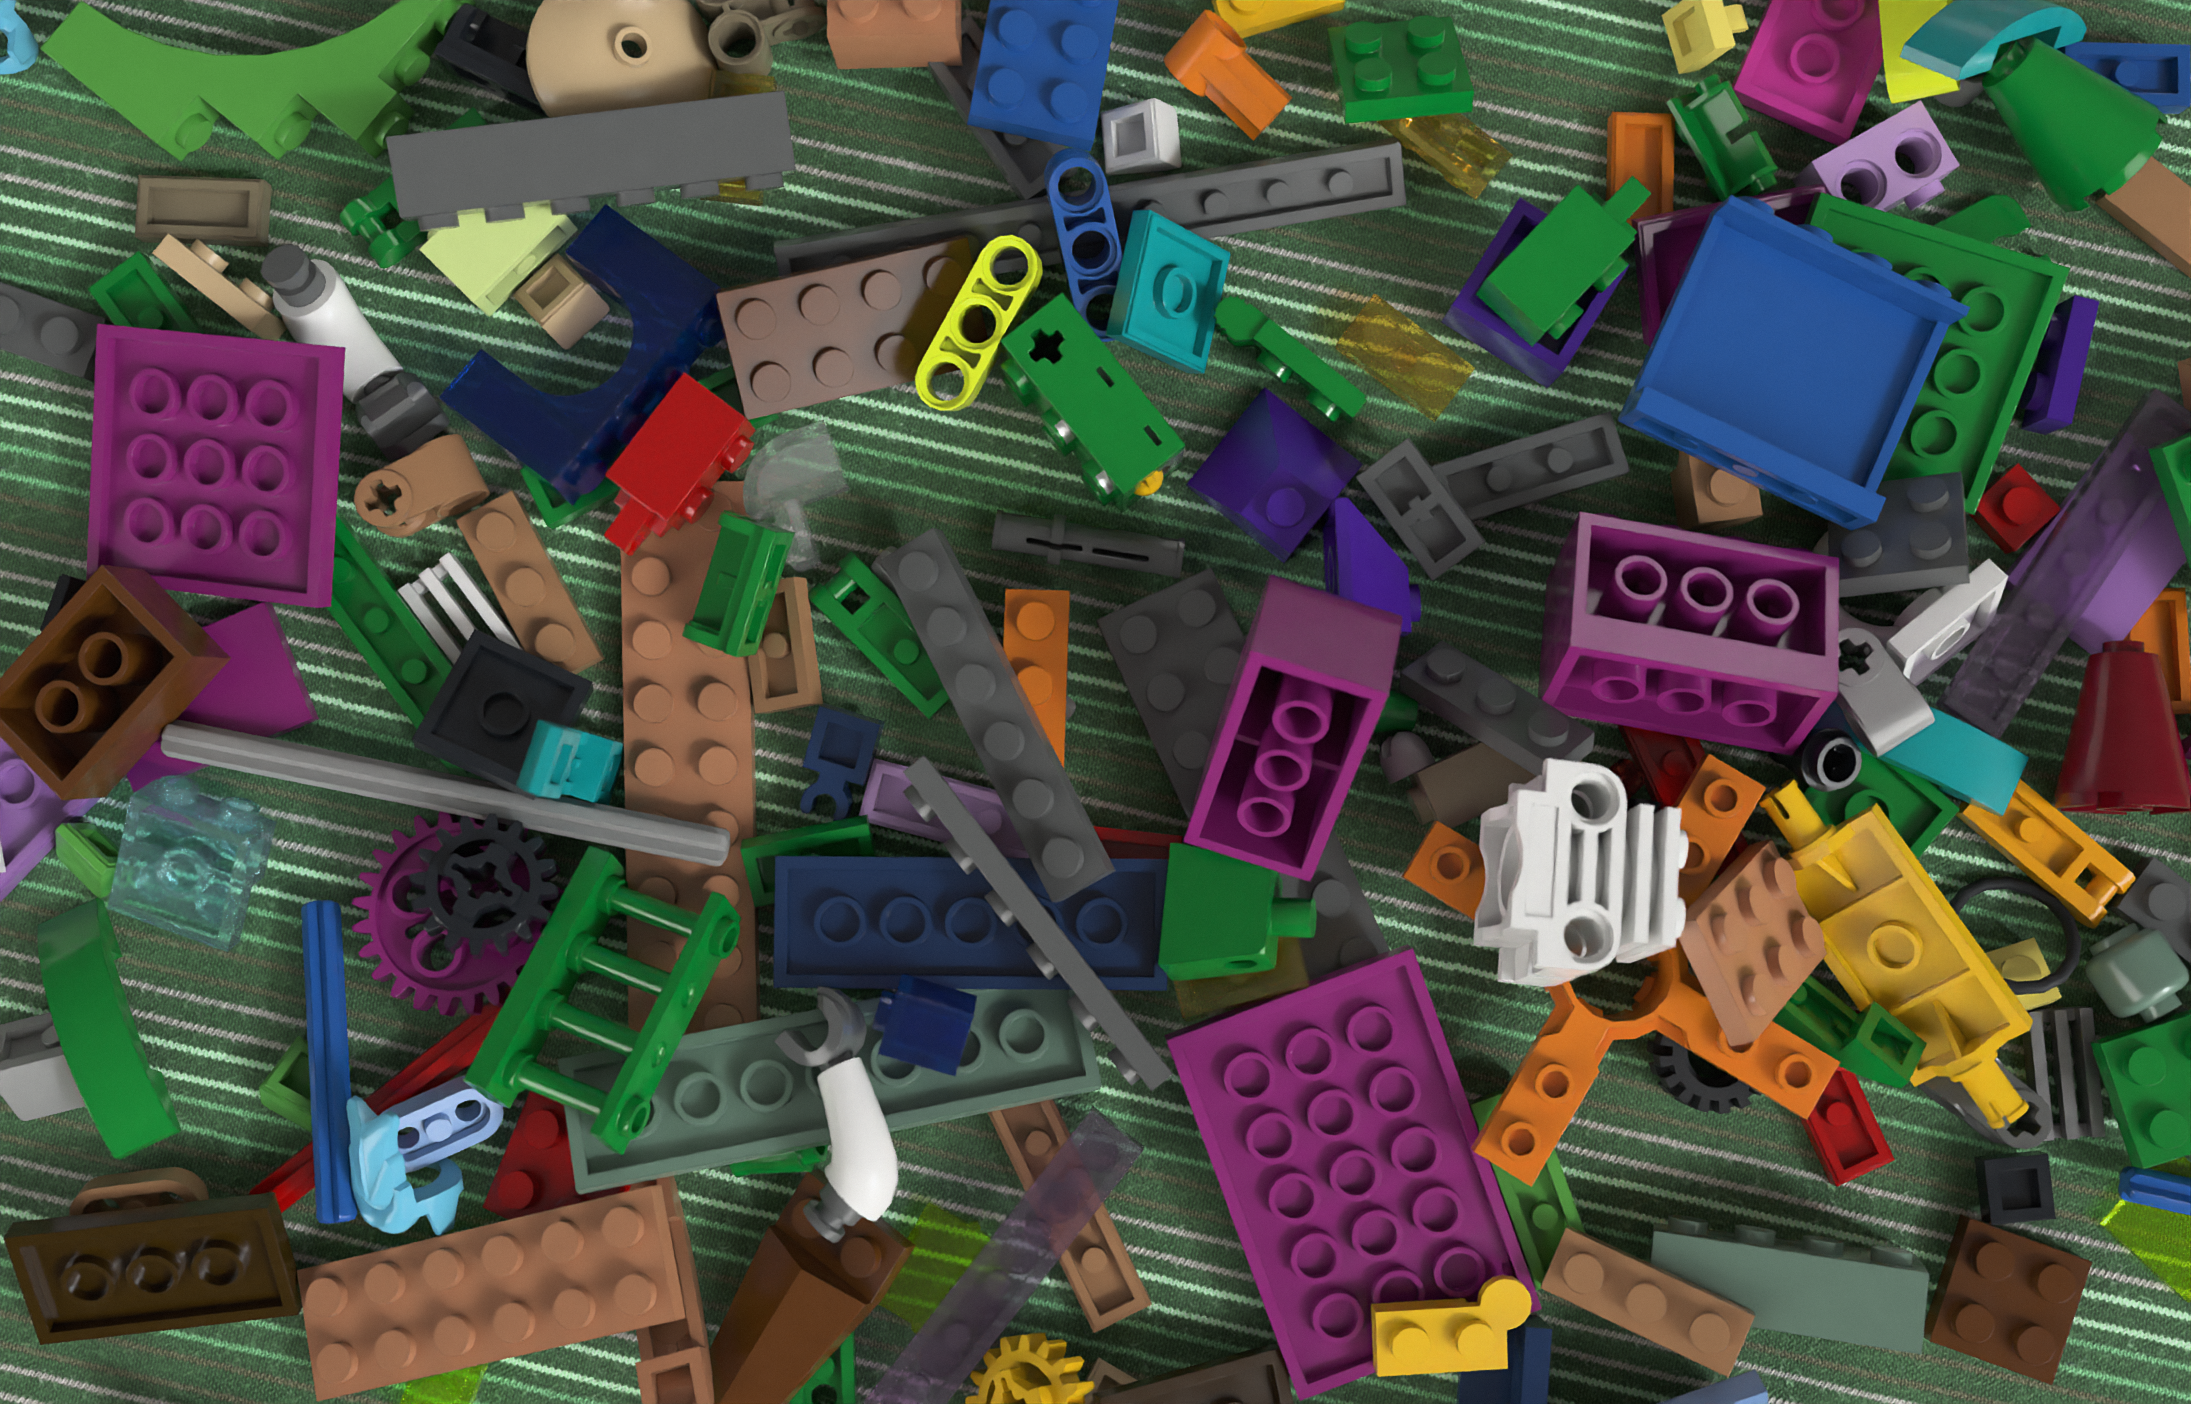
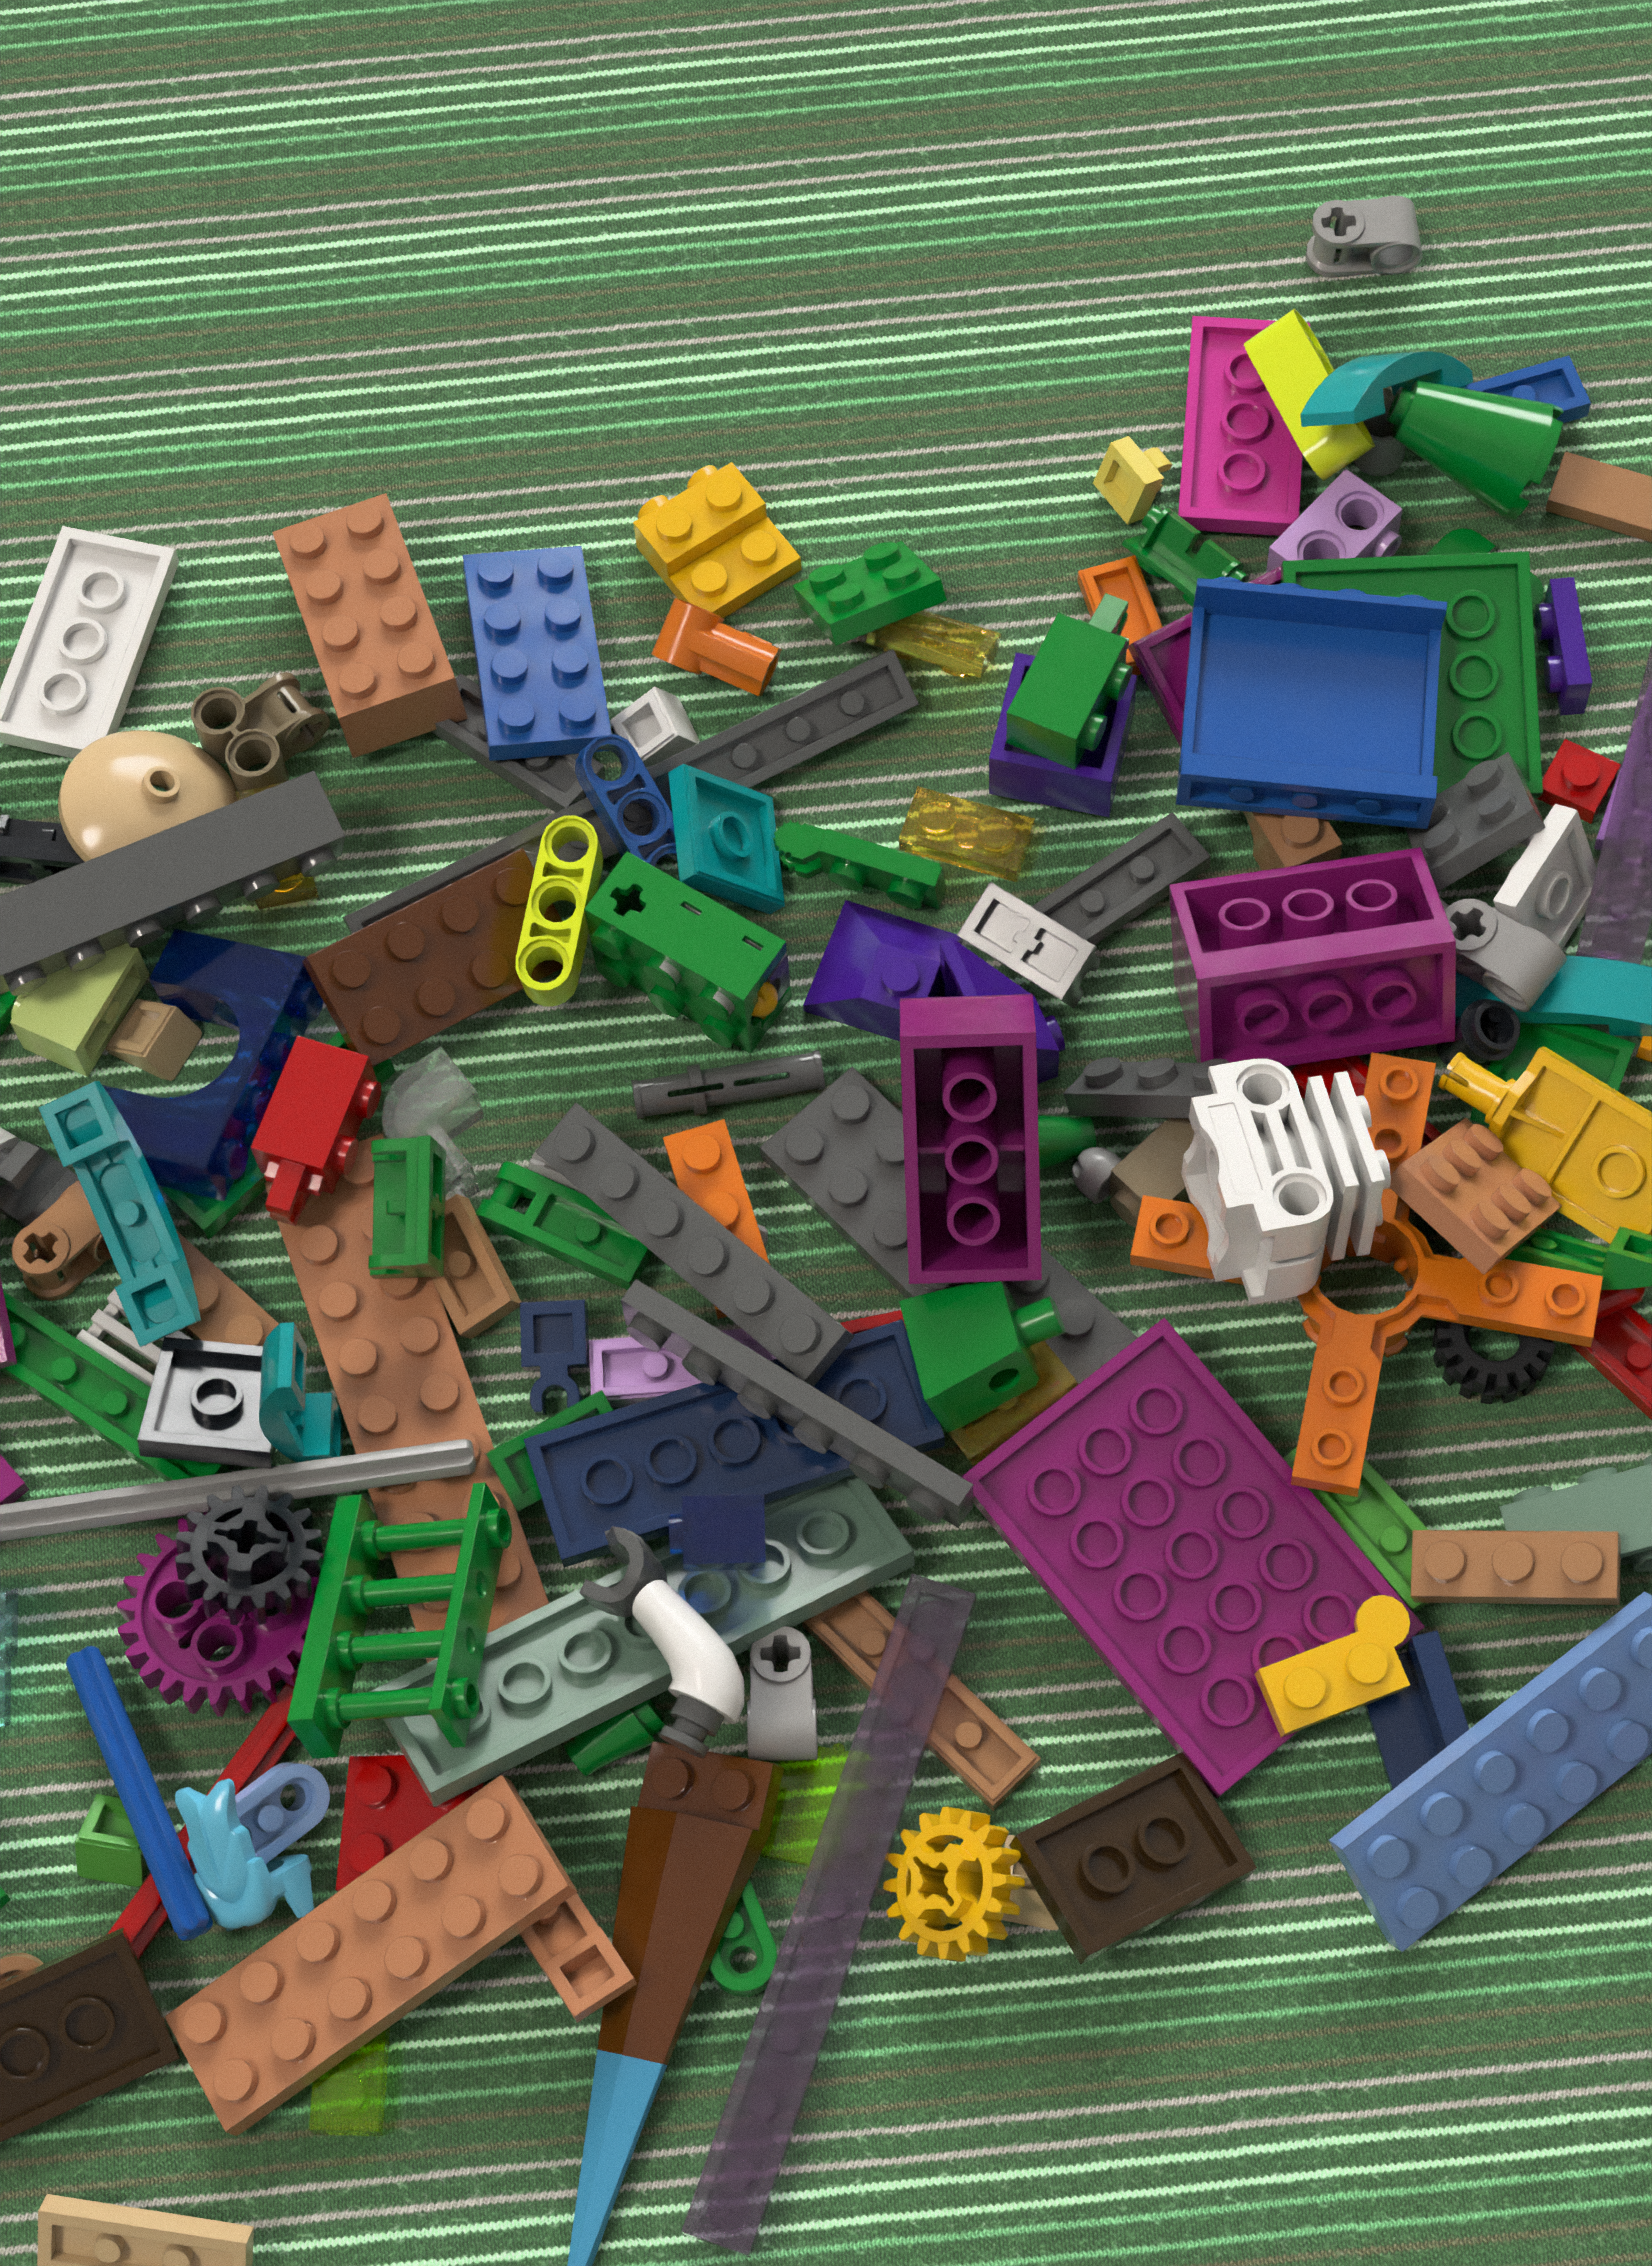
camera: 10 degrees left, 20 degrees down
(474, 499) = (128, 1210): none -> teal slope
(933, 1188) = (782, 1703): none -> light grey piece

